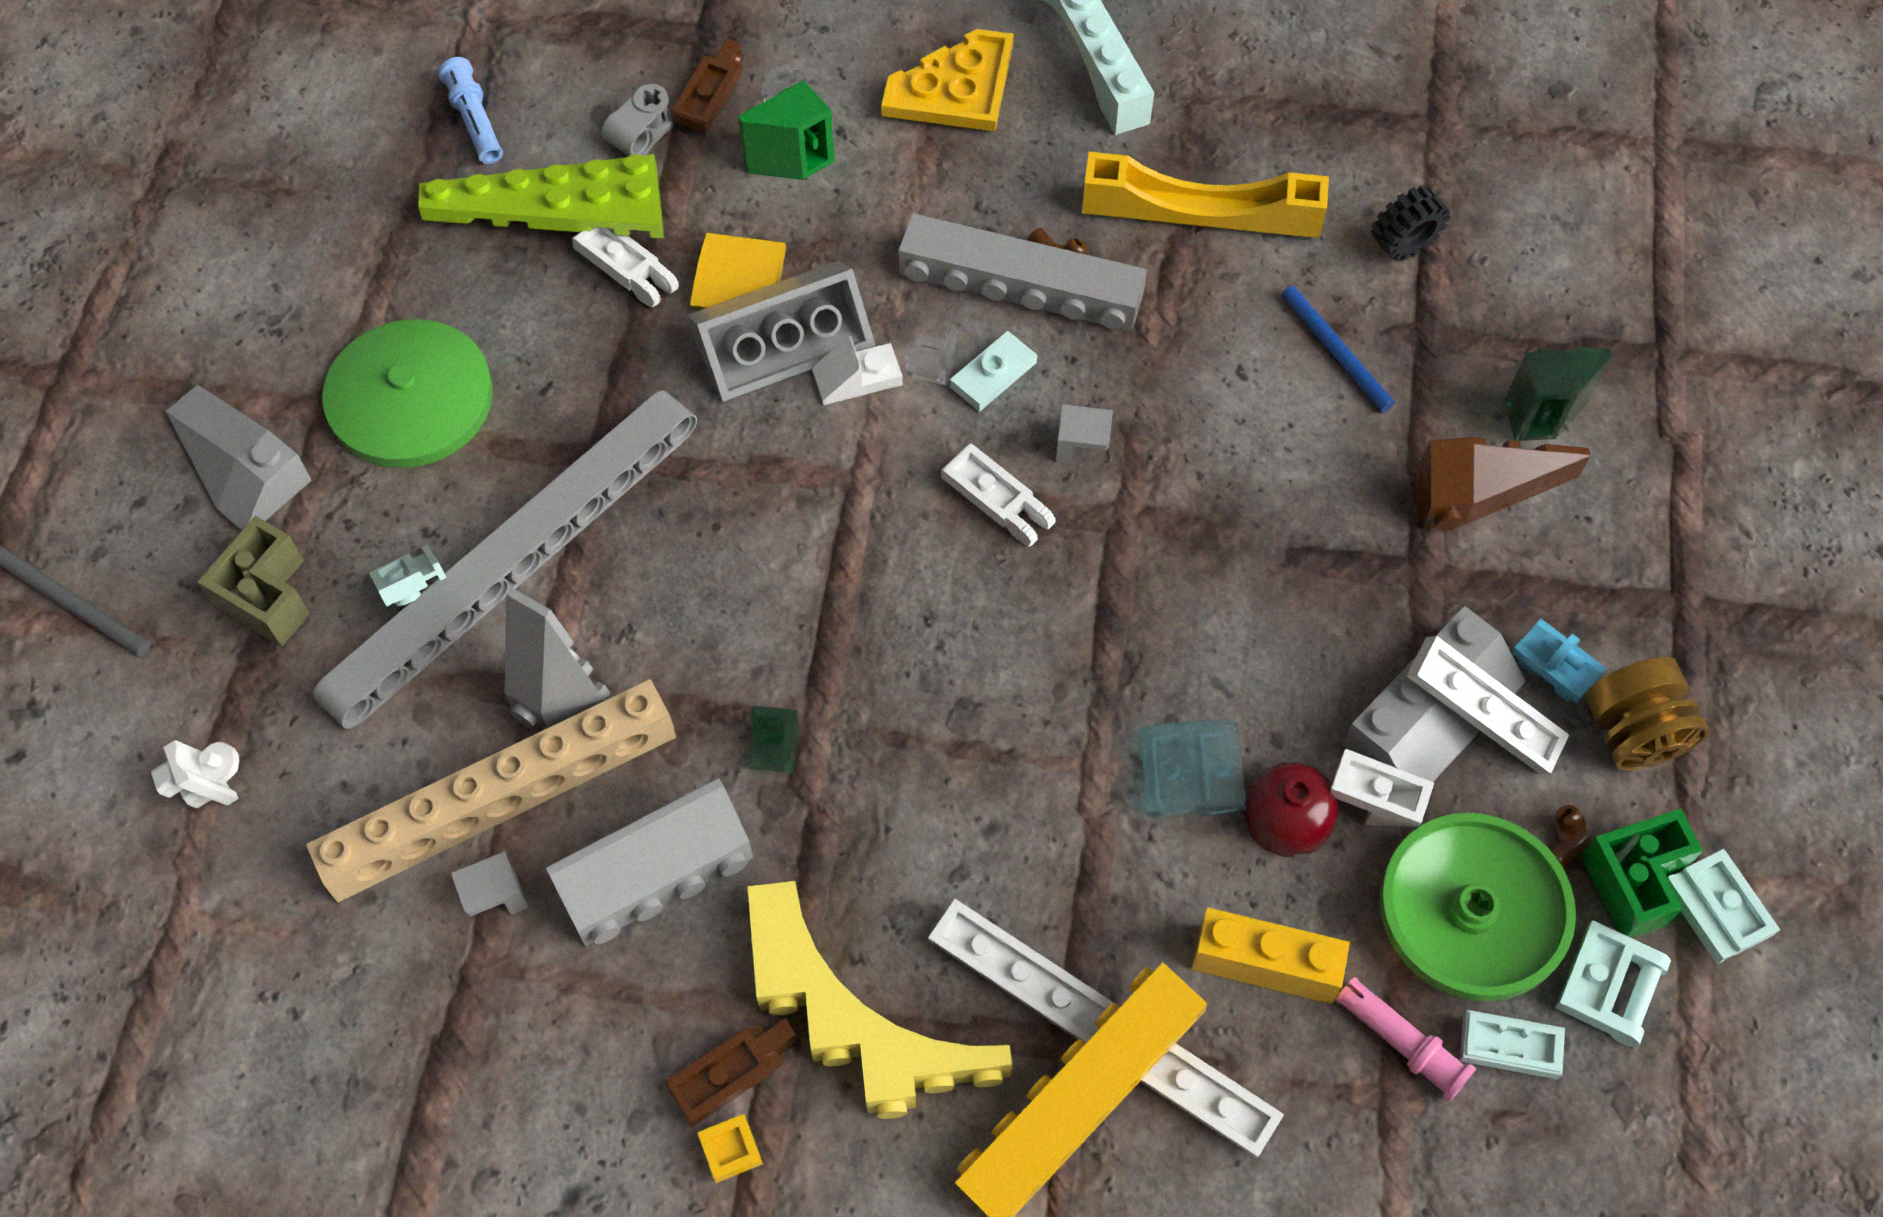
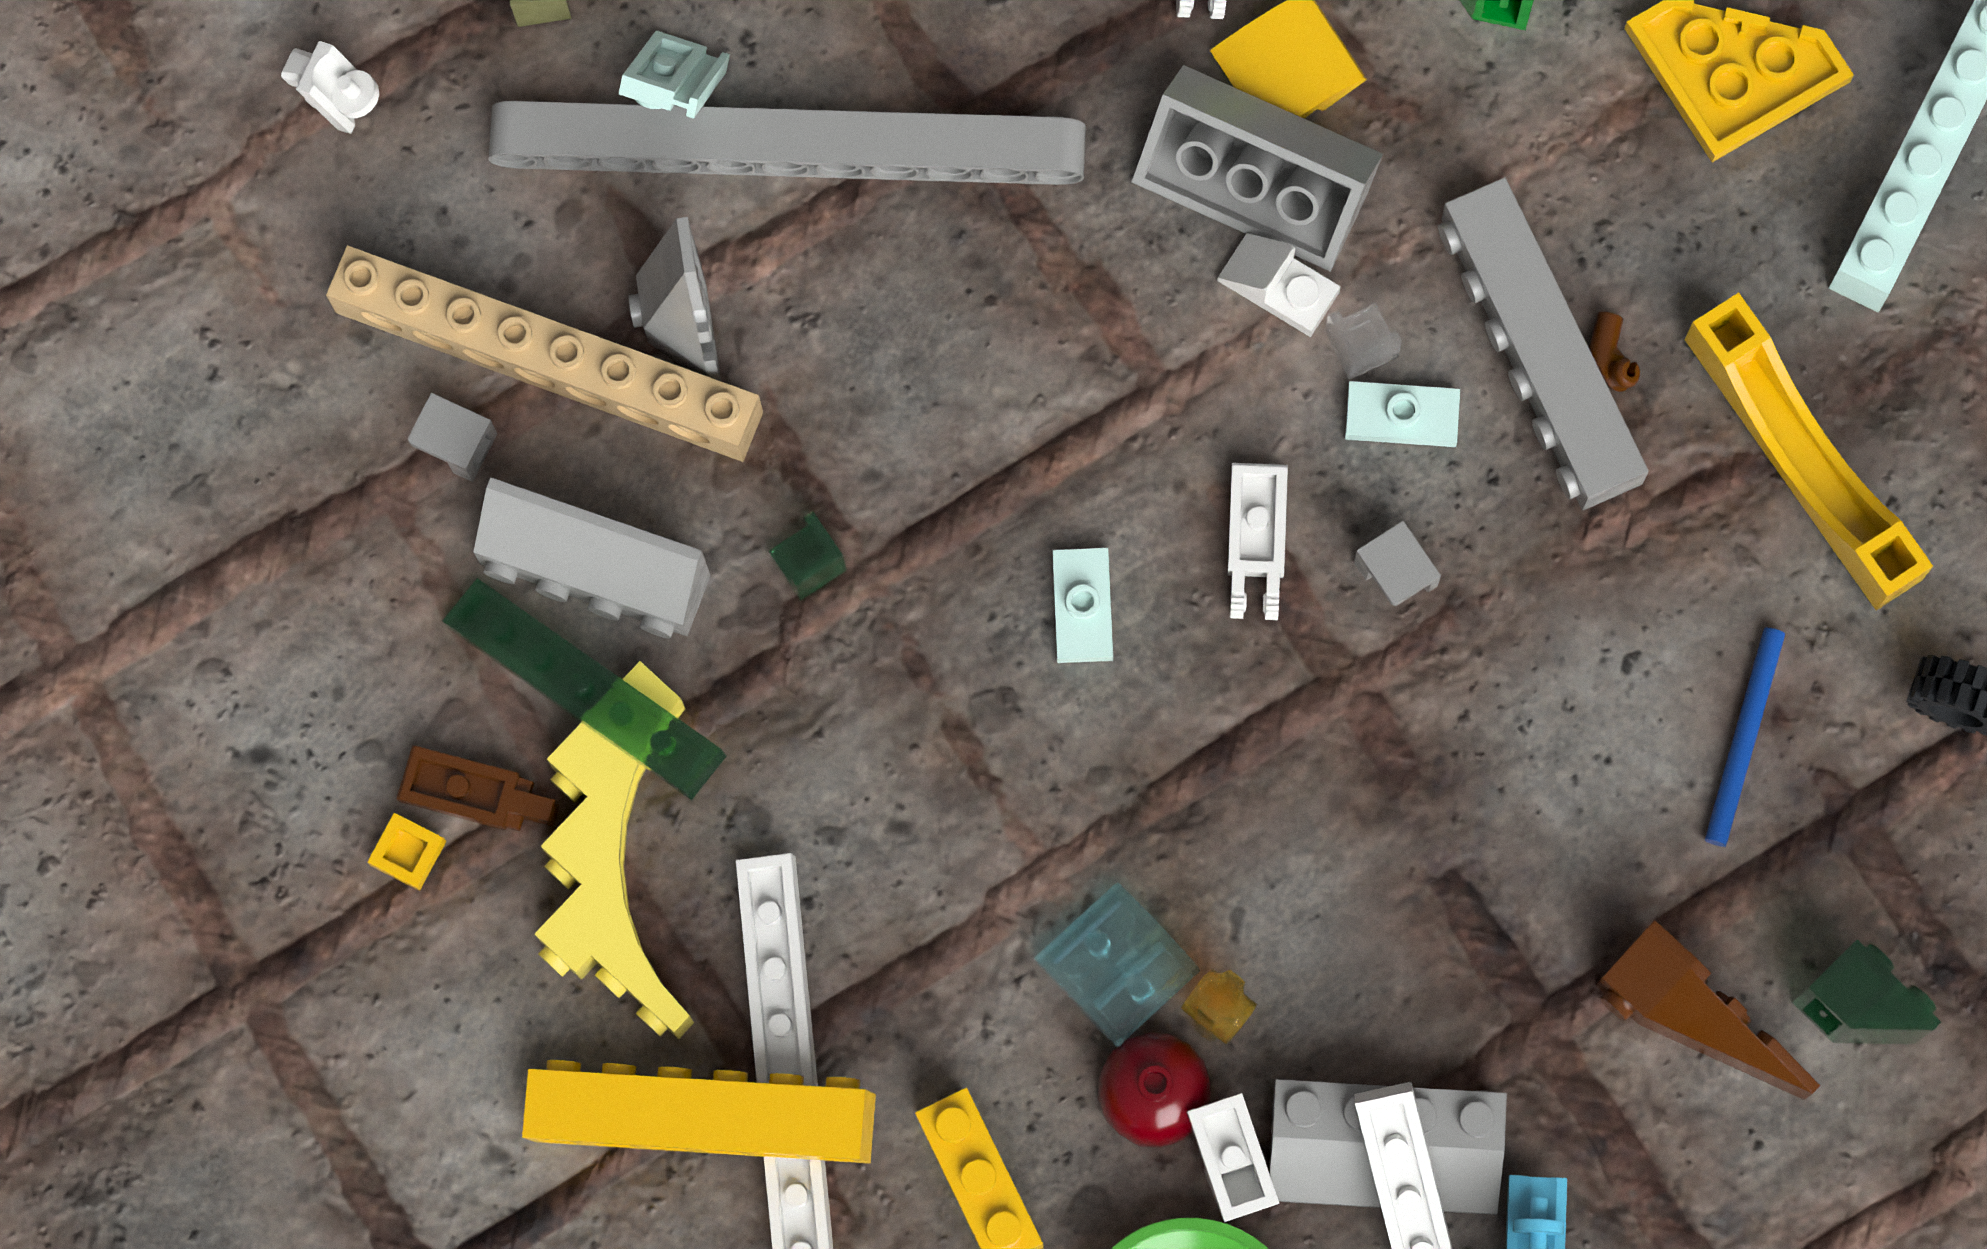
camera: 55 degrees right, 15 degrees up
(733, 934) = (585, 689): none -> clear green tile
(949, 616) = (1082, 605): none -> light aqua plate
(1281, 713) = (1219, 1005): none -> clear yellow piece

